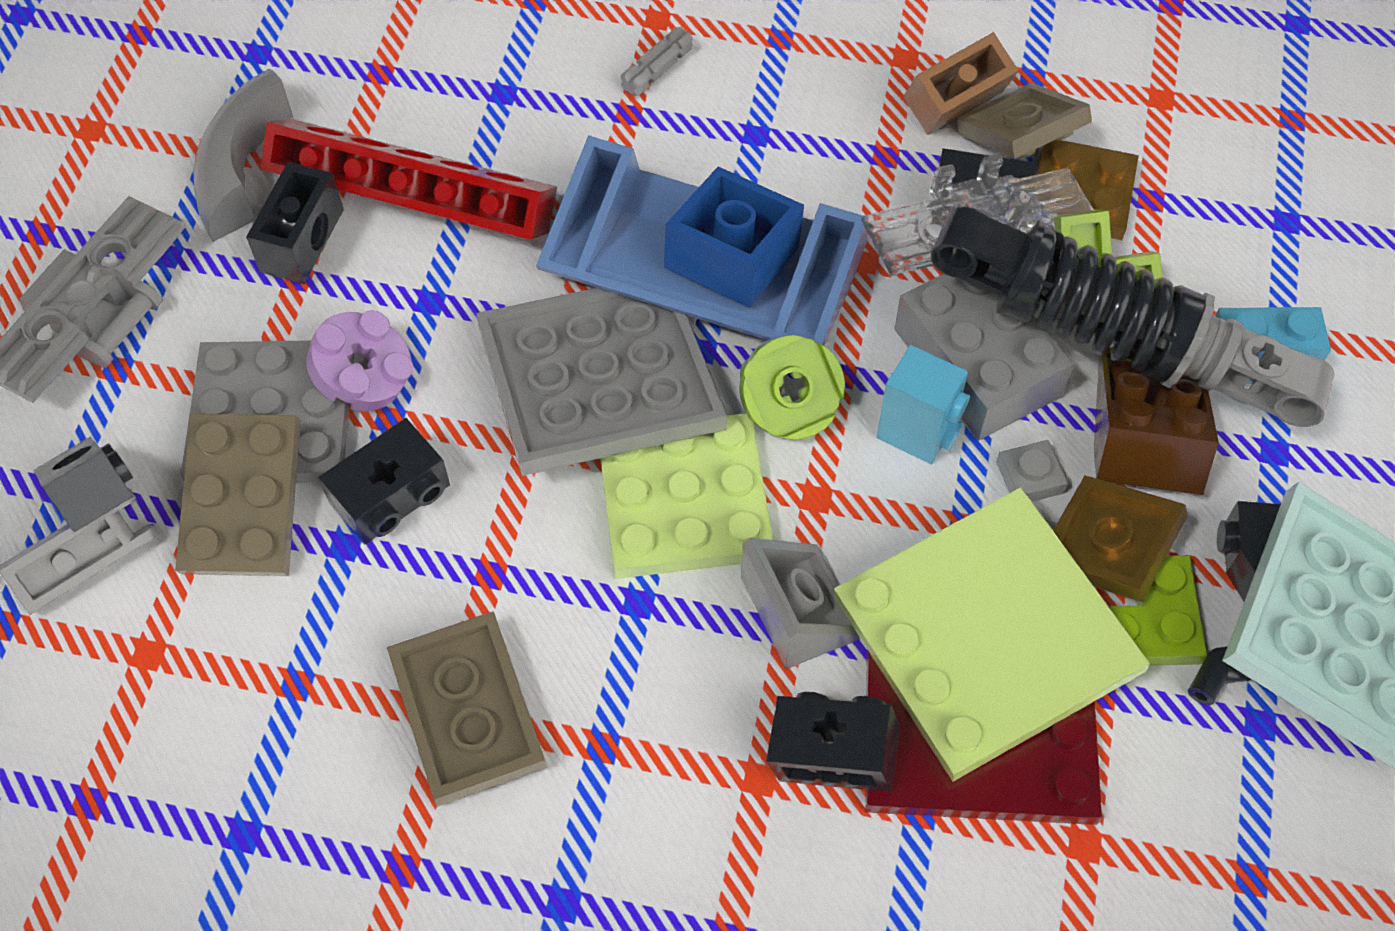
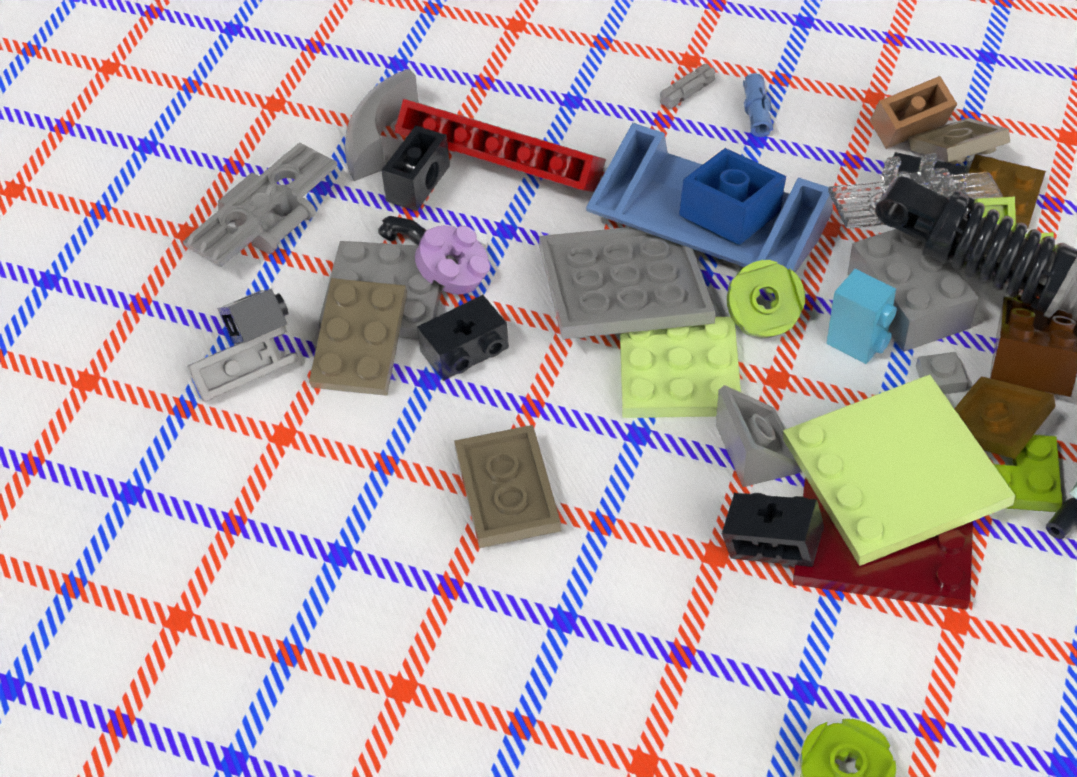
camera: 10 degrees right, 10 degrees down
(287, 311) = (394, 225): none -> black arm
(753, 84) = (757, 105): none -> medium blue pin

